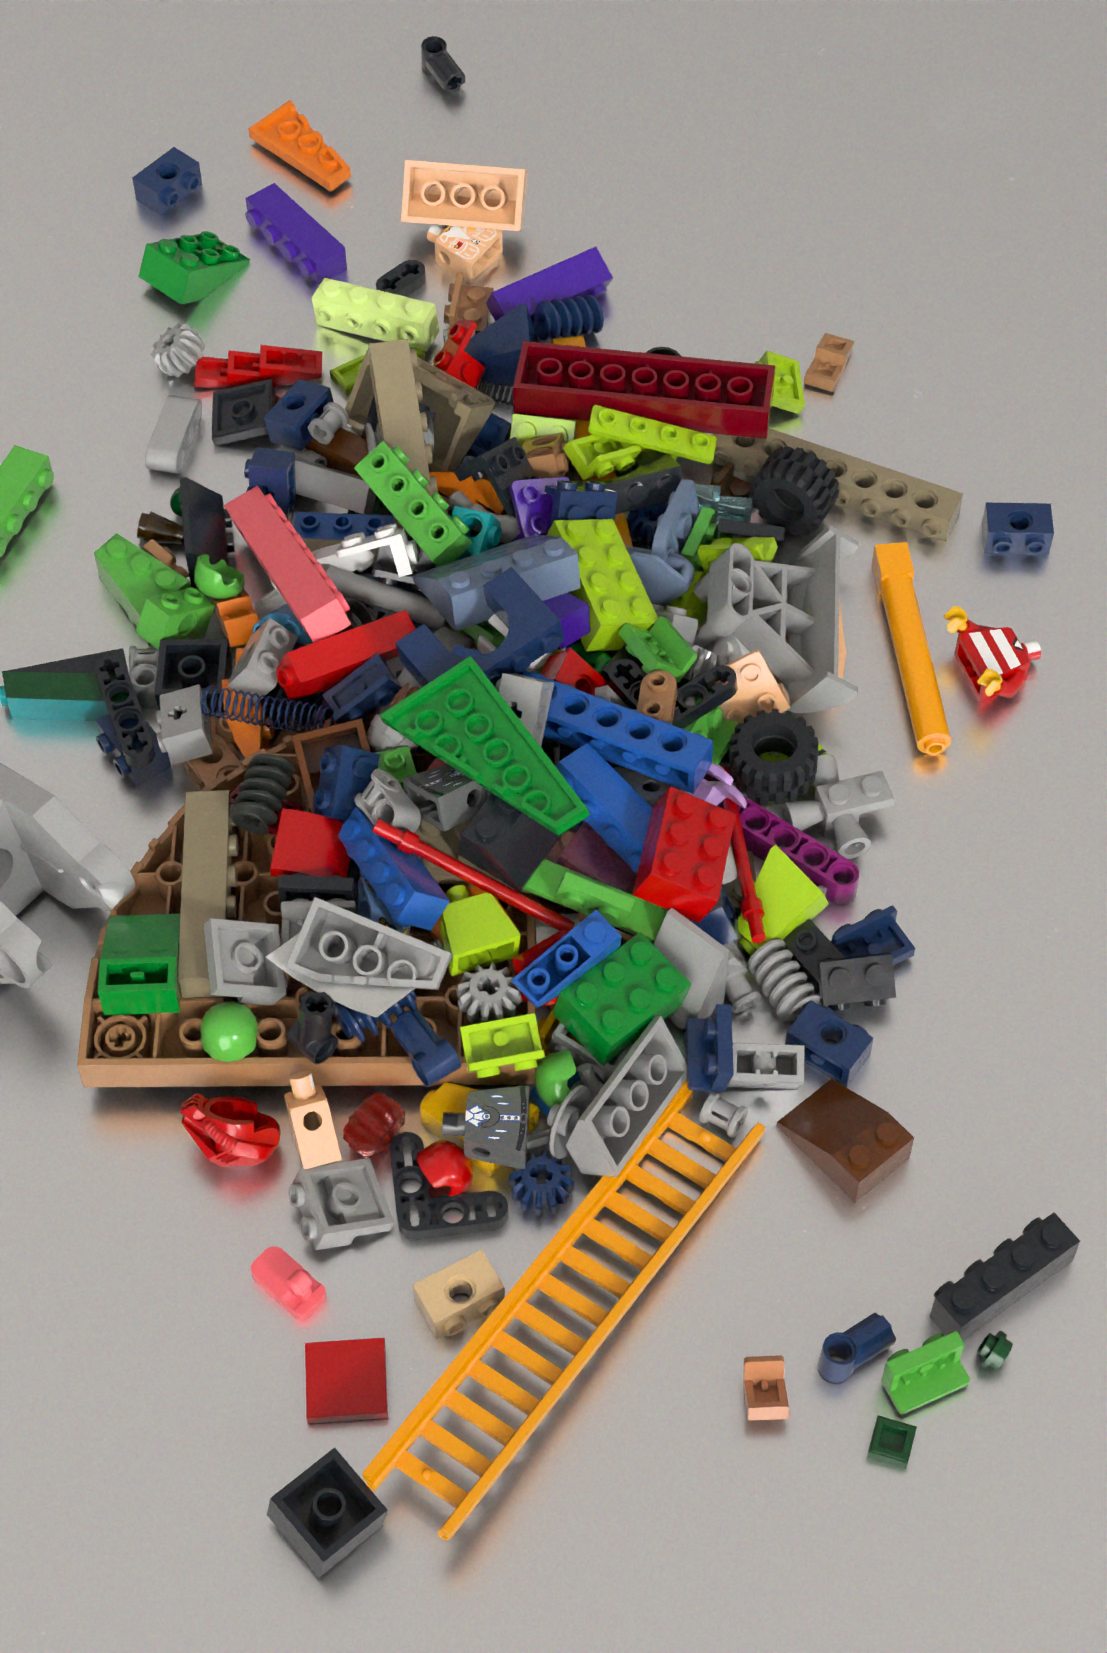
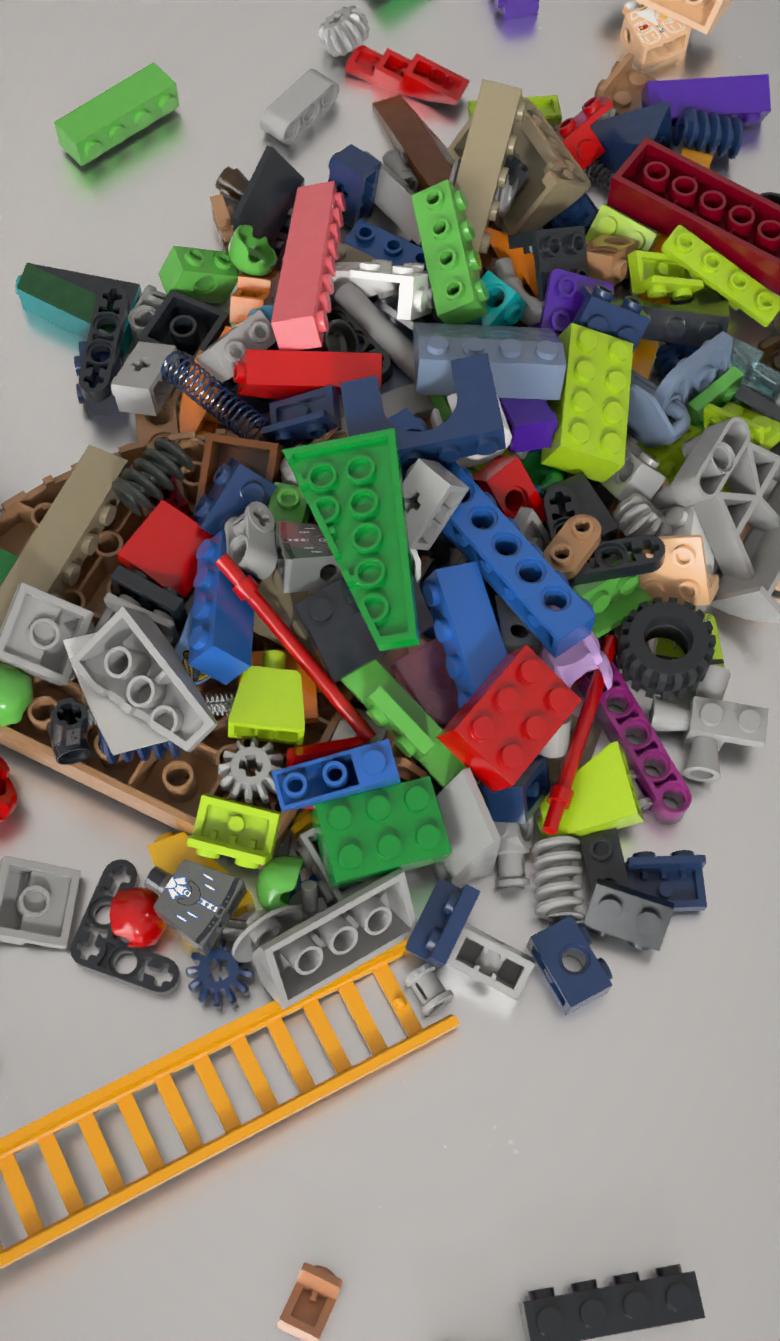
camera: 25 degrees right, 10 degrees up
(134, 575) = (190, 218): bright green wedge -> none
(241, 411) = (371, 110): black tile -> none
(292, 414) = (412, 130): dark blue brick -> none
(311, 1121) = (37, 817): light nougat torso -> none
(328, 423) = (432, 147): light grey bush -> none
(374, 1125) = (98, 842): clear red gear -> none
(375, 313) = (535, 64): yellowish green brick -> none
(403, 278) = (577, 43): black beam -> none
(428, 1054) = (164, 806): dark blue piece -> none
(469, 1276) = (61, 1039): tan brick -> none
(659, 648) = (606, 492): bright green bracket -> none
(848, 1138) = (535, 1071): reddish brown slope -> none
(856, 1346) = (429, 1302): dark blue piece -> none

